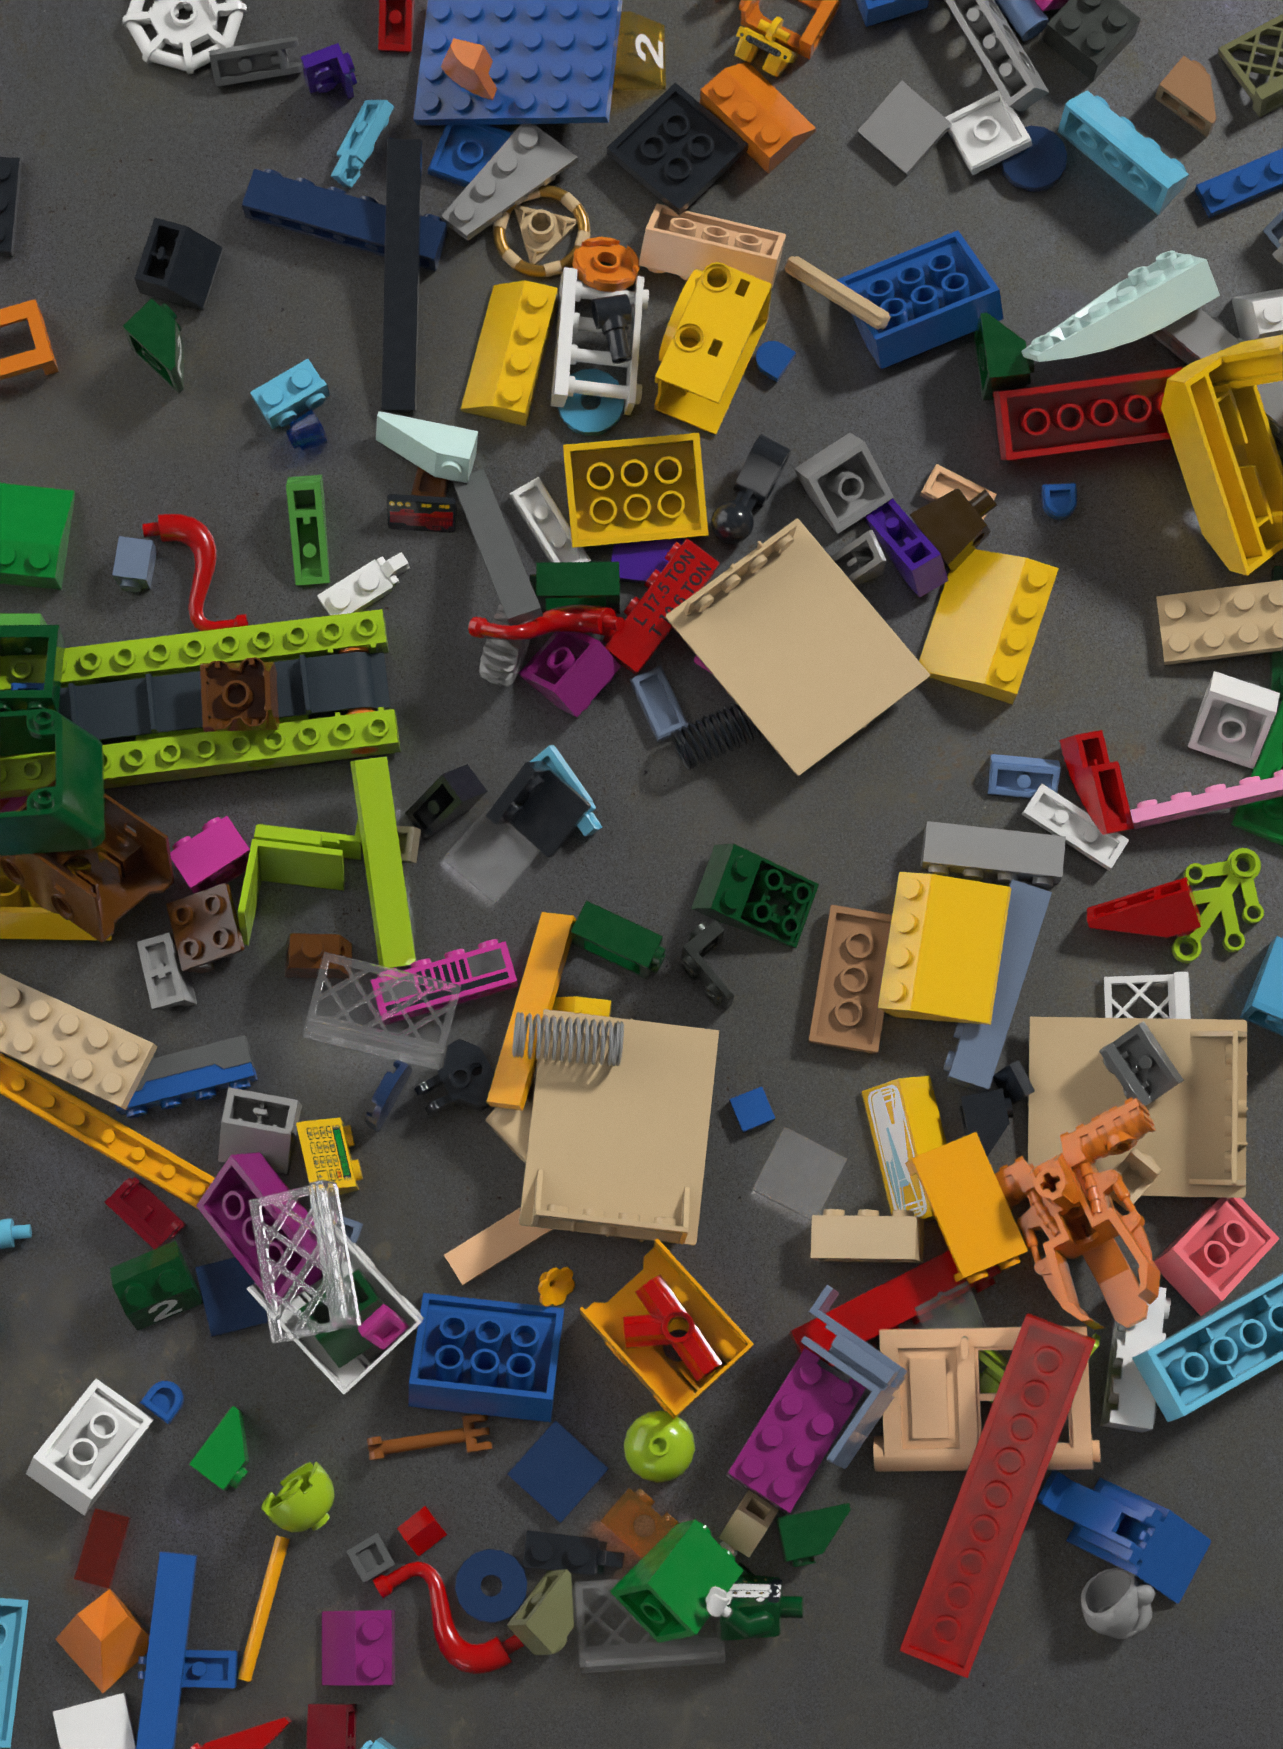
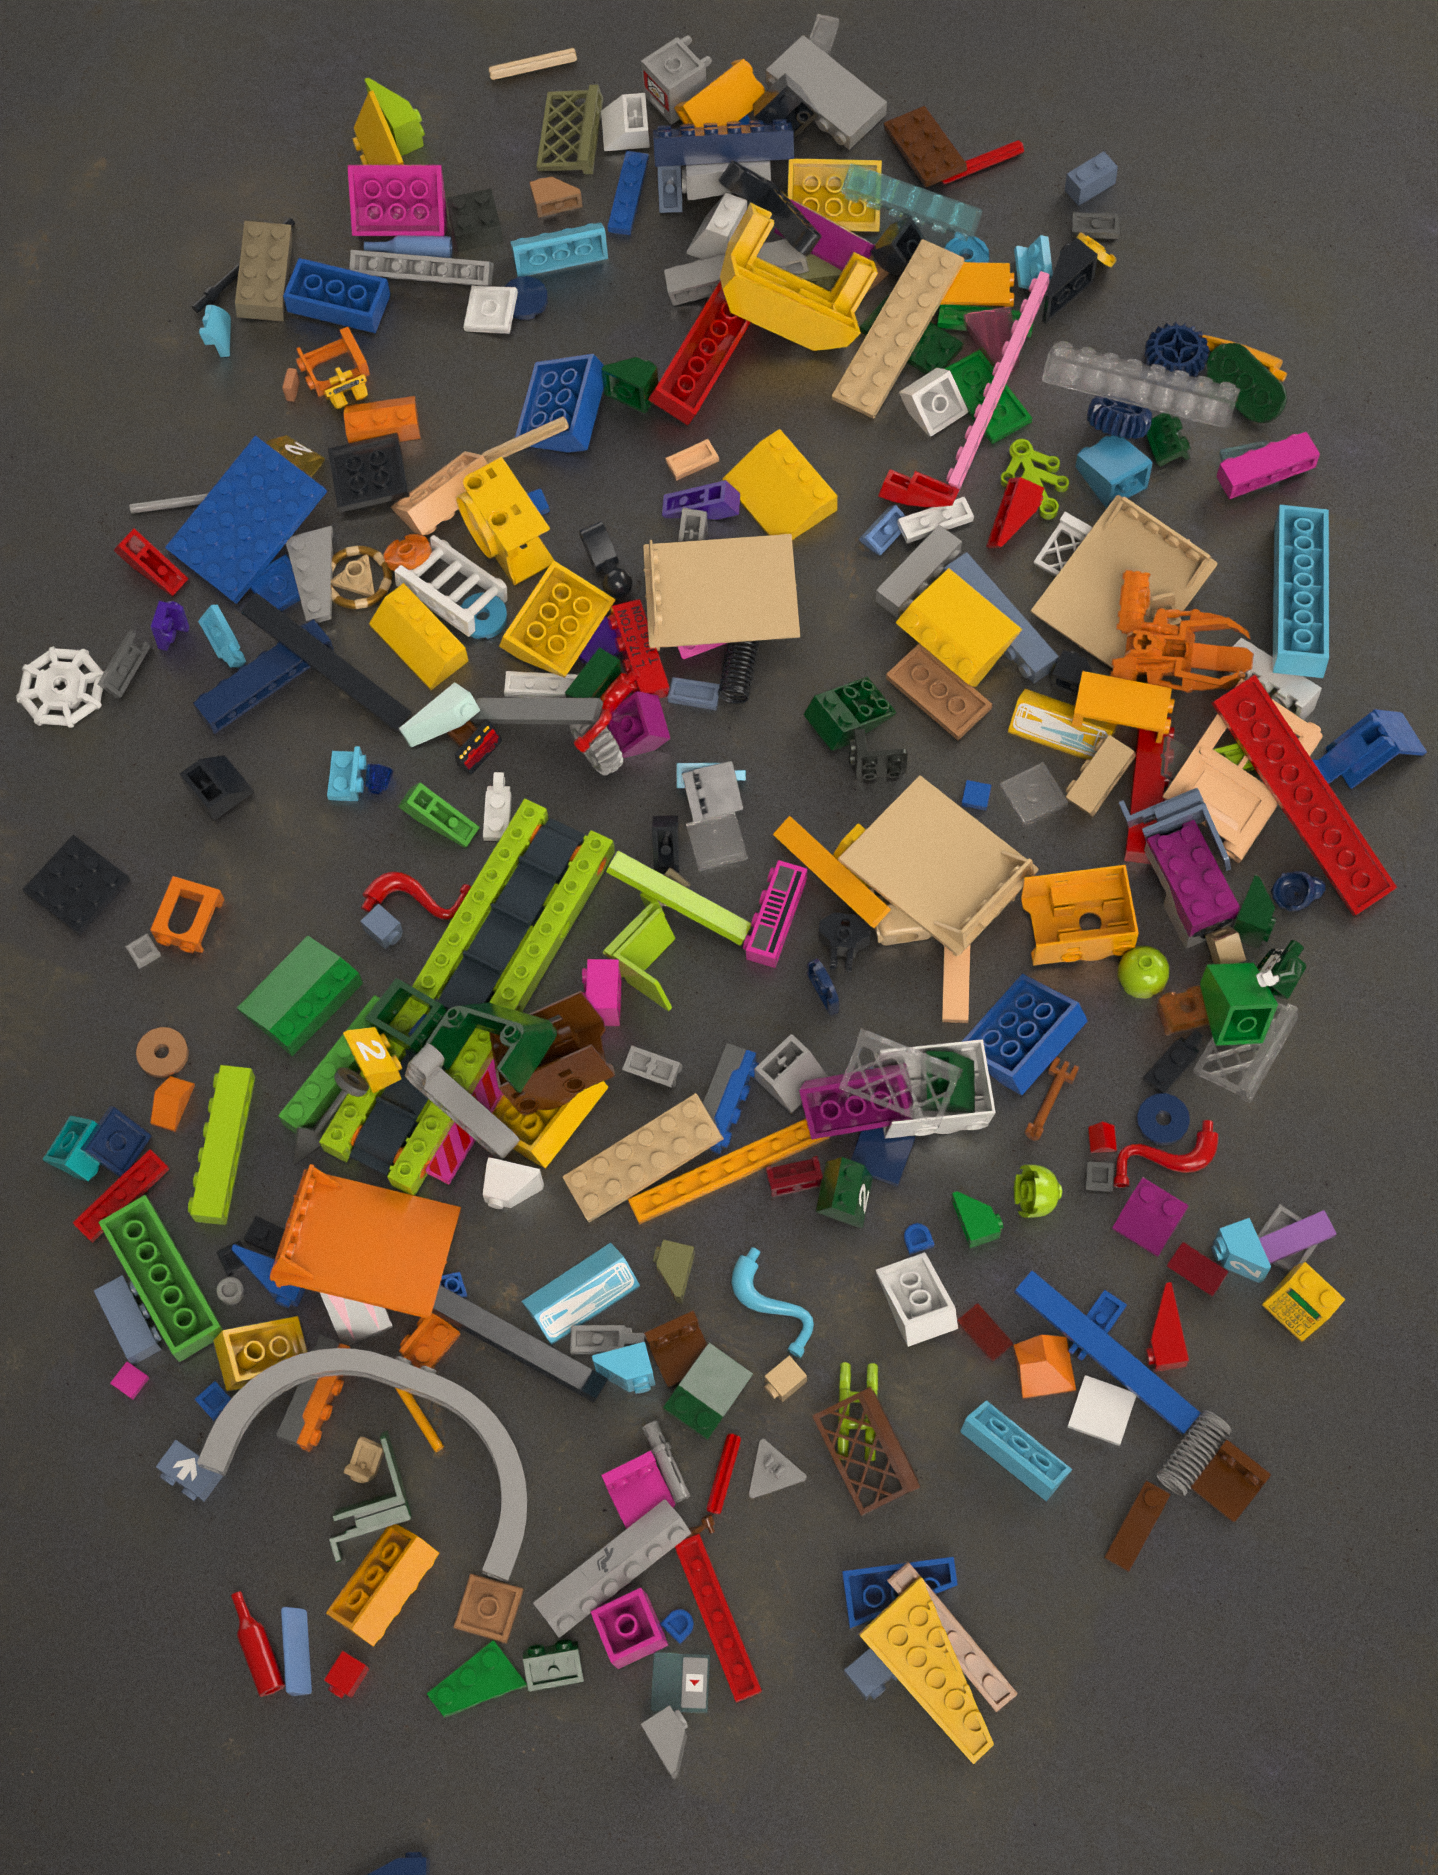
camera: 50 degrees left, 10 degrees down
(158, 342) = (259, 823): dark green slope -> none
(205, 928) = (645, 1020): reddish brown bracket -> none
(239, 696) = (519, 905): reddish brown slope -> none
(263, 1608) = (1087, 1260): light orange bar -> none
(305, 954) = (709, 972): reddish brown torso -> none
(327, 1153) = (833, 1044): yellow slope -> none
(374, 1040) = (778, 973): clear fence -> none
(383, 1327) = (970, 1063): dark pink tile -> none
(469, 67) = (232, 541): orange slope -> none
(546, 1614) = (1203, 1094): olive slope -> none
(555, 1286) = (1005, 967): light orange plant -> none
(558, 1471) = (1119, 1038): dark blue tile -> none
(613, 316) = (446, 563): black pin -> none
(616, 1037) = (884, 831): light grey piece -> none
(618, 940) = (824, 797): dark green window -> none
(654, 1329) = (1076, 917): red piece -> none
(844, 482) = (639, 510): light grey slope -> none
(867, 1553) = (1306, 886): none -> dark blue piece
(904, 128) = (453, 349): light grey tile -> none
(955, 524) = (710, 464): dark brown torso -> none
(1014, 1082) = (1063, 641): black tile -> none
(1059, 500) = (735, 410): blue tile -> none
(1117, 1604) = (1407, 779): light grey piece -> none
(1131, 309) = (659, 292): light aqua wedge -> none
(1140, 1065) = (1103, 564): dark grey bracket -> none
(1215, 1253) = (1241, 599): coral slope -> none

